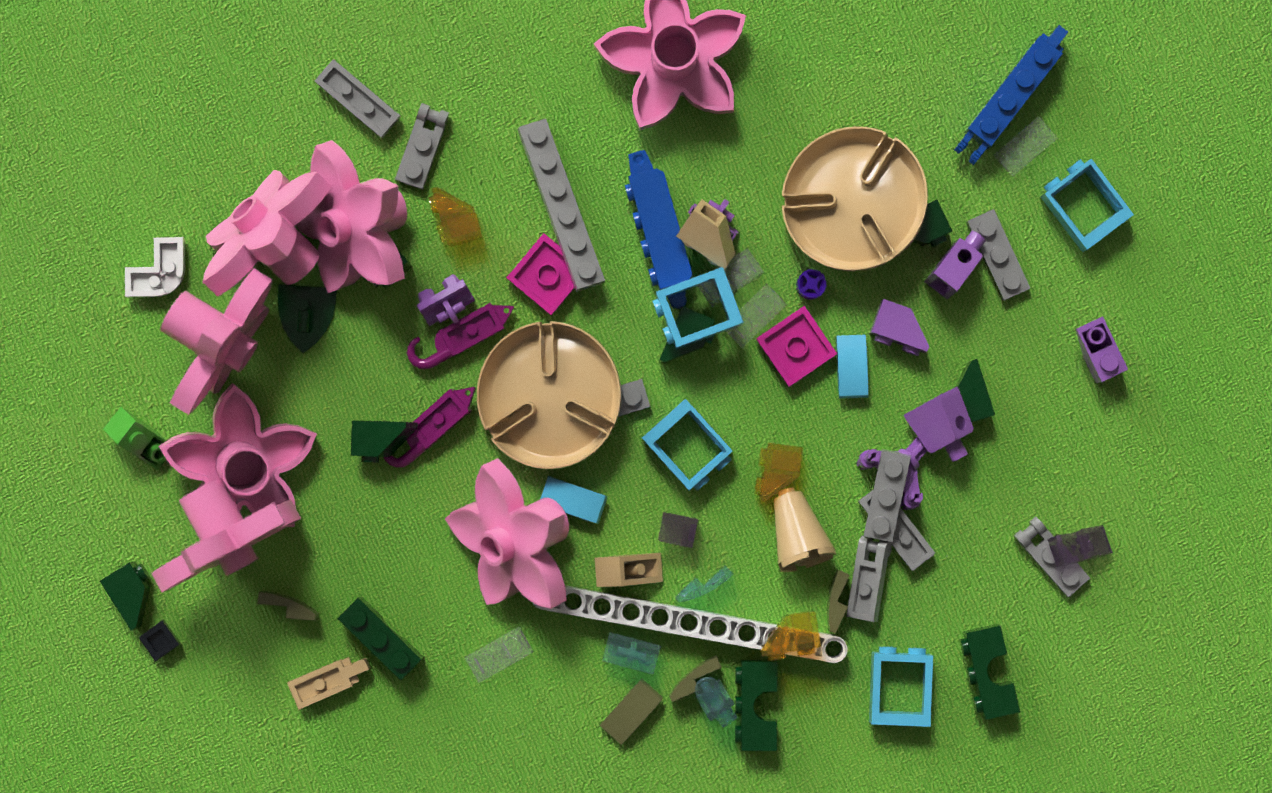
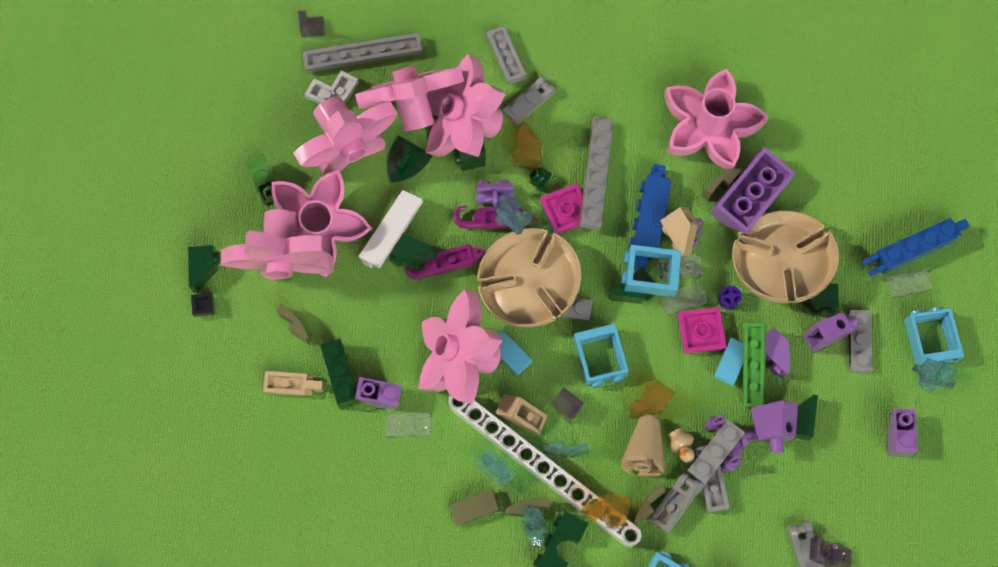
camera: 25 degrees right, 15 degrees down
(76, 191) = (311, 26): none -> panel
(166, 195) = (362, 52): none -> light grey plate
(341, 422) = (390, 229): none -> white panel
(442, 639) = (378, 393): none -> medium lavender slope
(483, 328) = (509, 214): none -> clear light blue hips
(492, 249) = (540, 178): none -> dark green plate
(731, 128) = (723, 181): none -> olive slope
(773, 128) = (752, 192): none -> medium lavender slope
(840, 503) = (682, 443): none -> tan animal
(881, 359) = (754, 363): none -> bright green tile
(1105, 258) = (932, 377): none -> clear light blue hips

